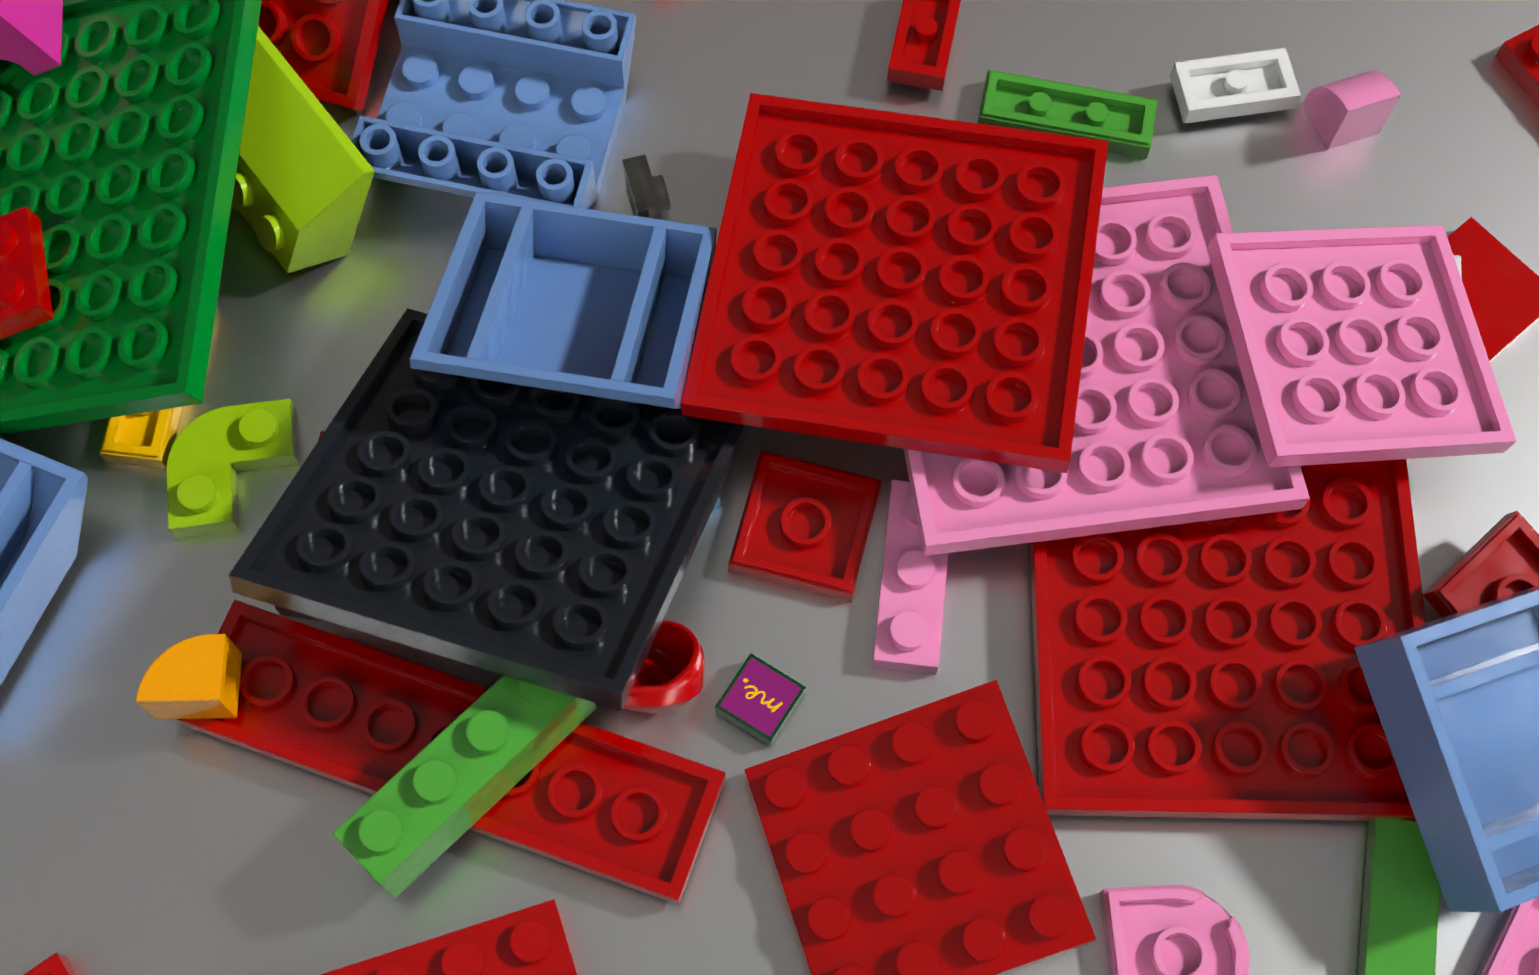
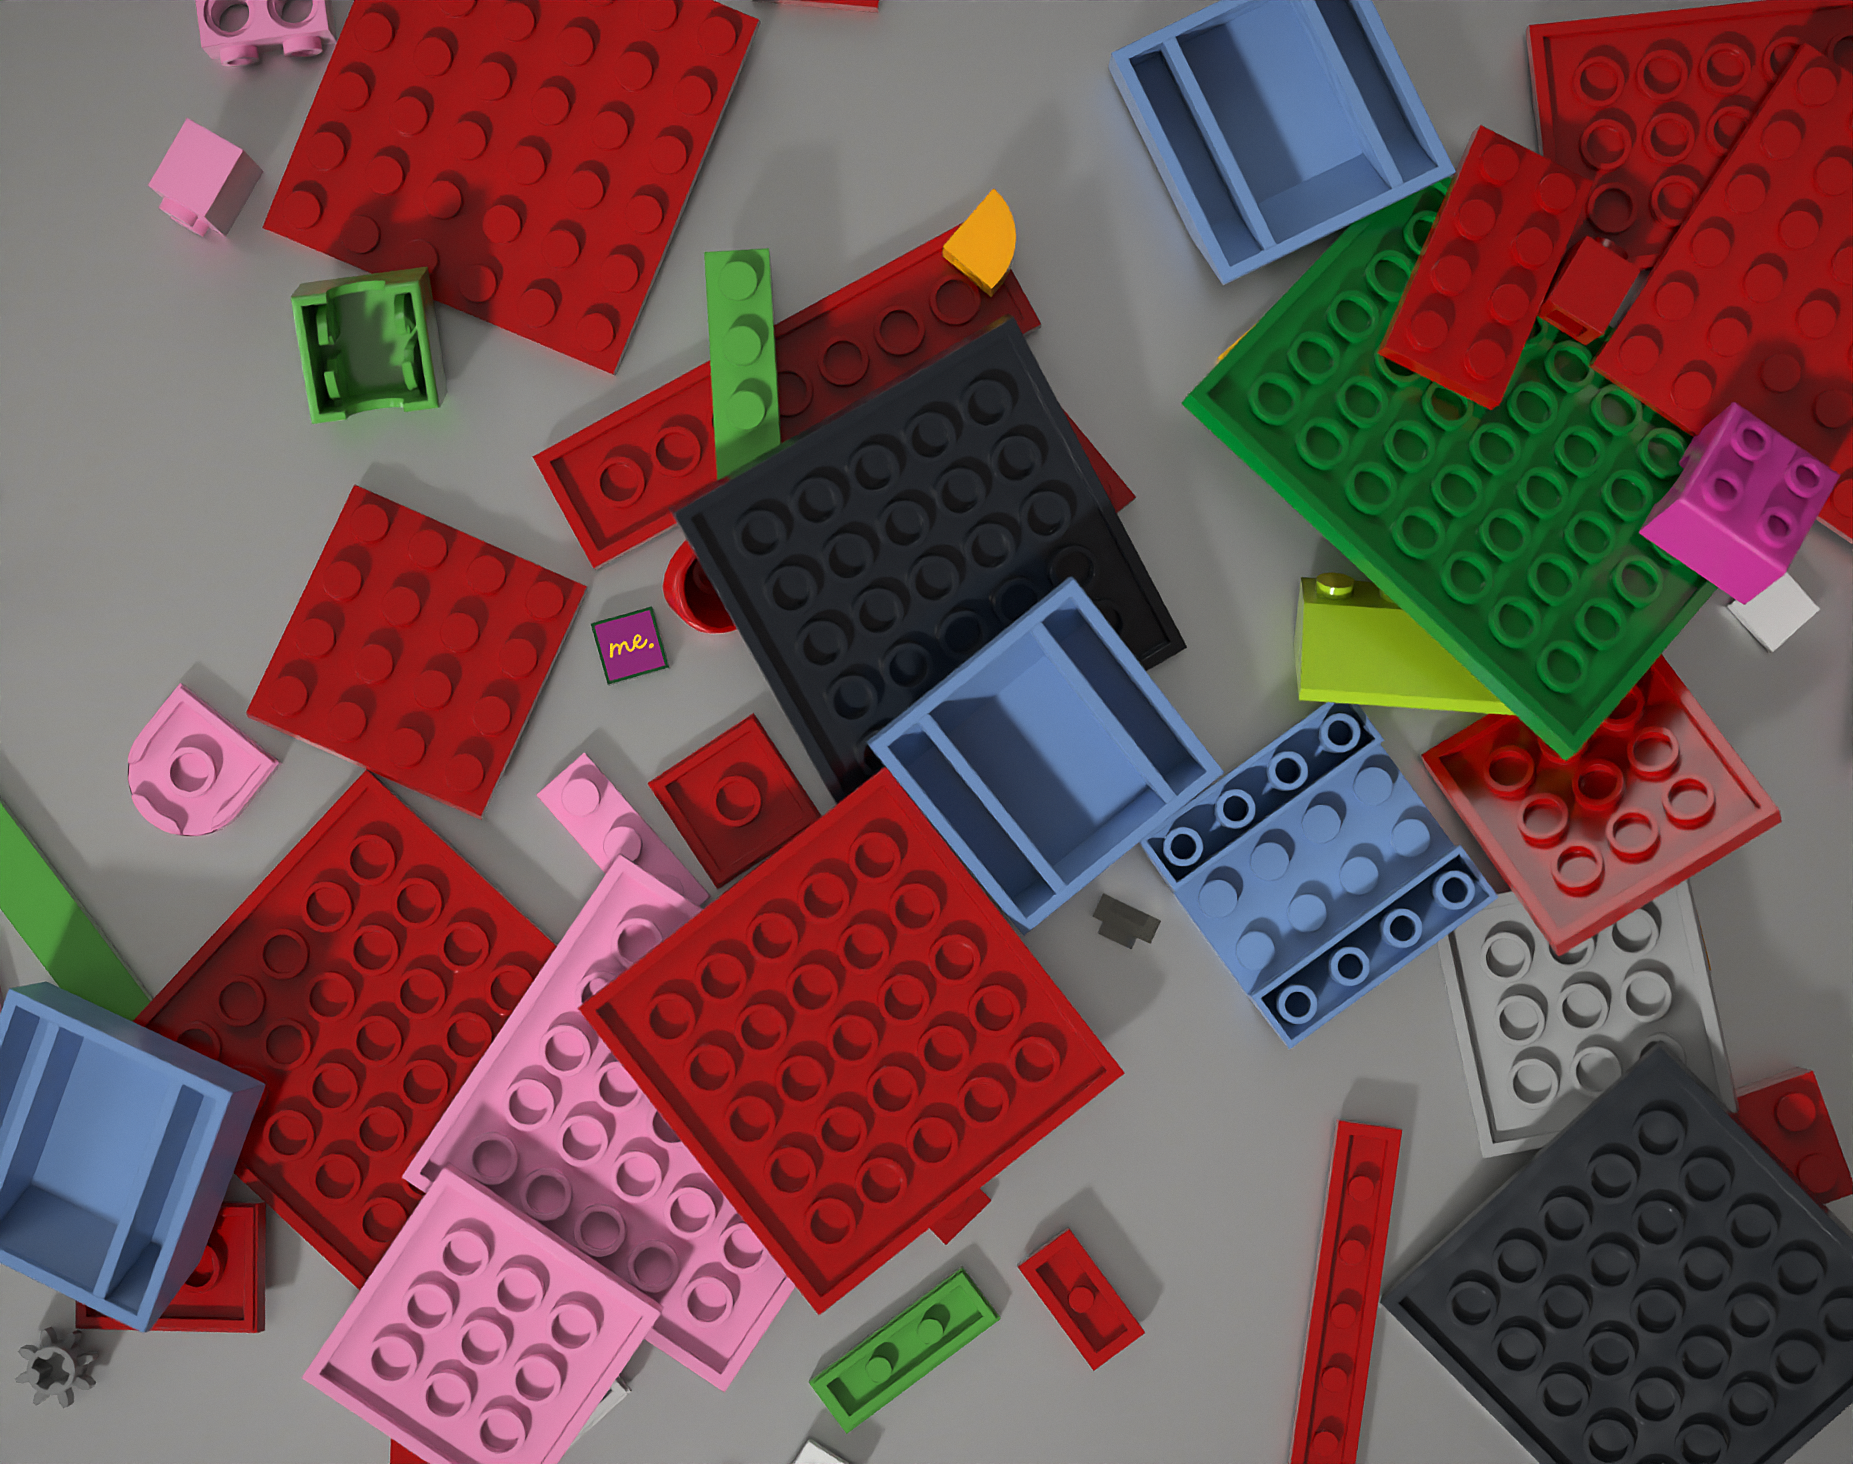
camera: 135 degrees right, 20 degrees up
(213, 450) = (1166, 373): lime plate -> none

